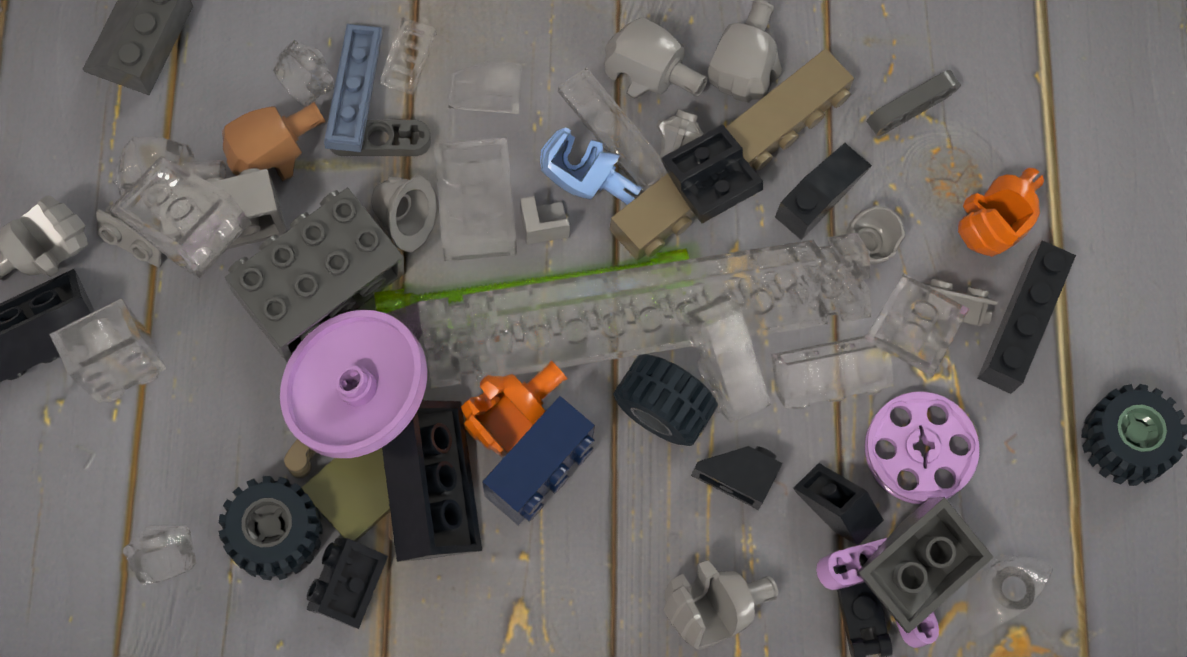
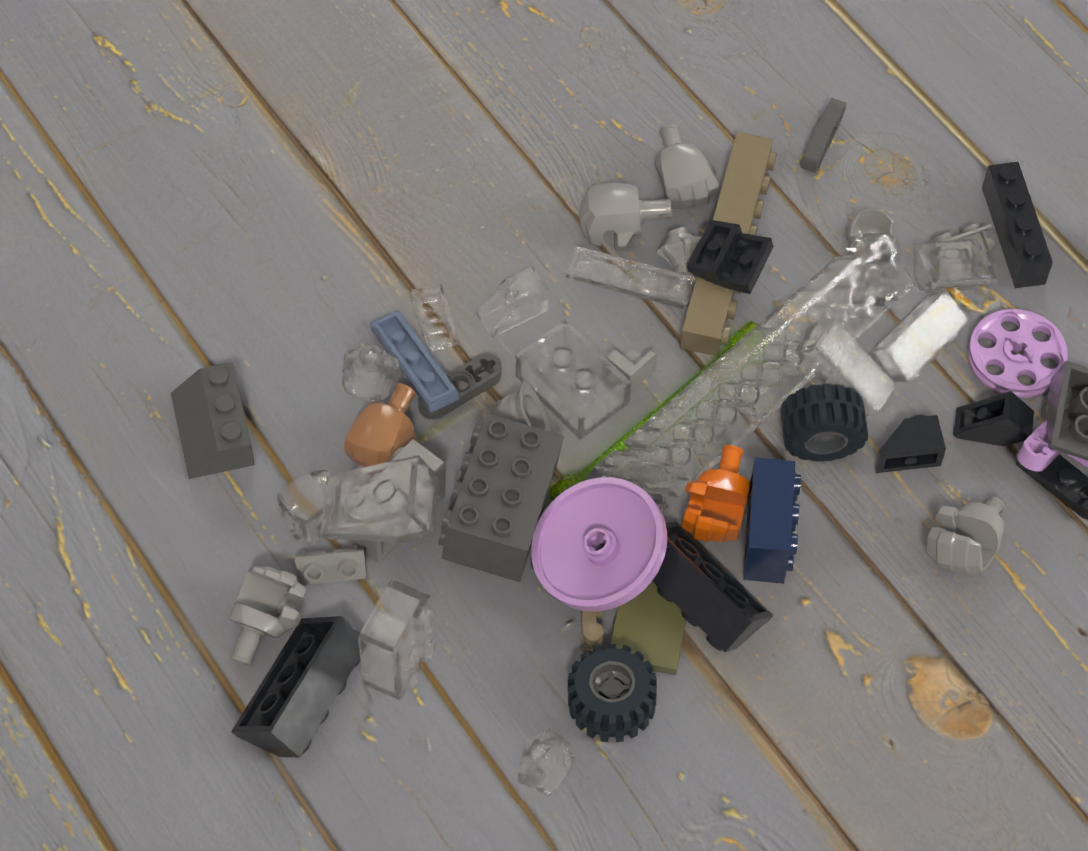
camera: 30 degrees left, 15 degrees down
(346, 581) = (695, 695): black bracket -> none
(593, 172) = (638, 313): light blue piece -> none
(821, 190) = (809, 231): black slope -> none
(1002, 214) = (945, 169): orange piece -> none

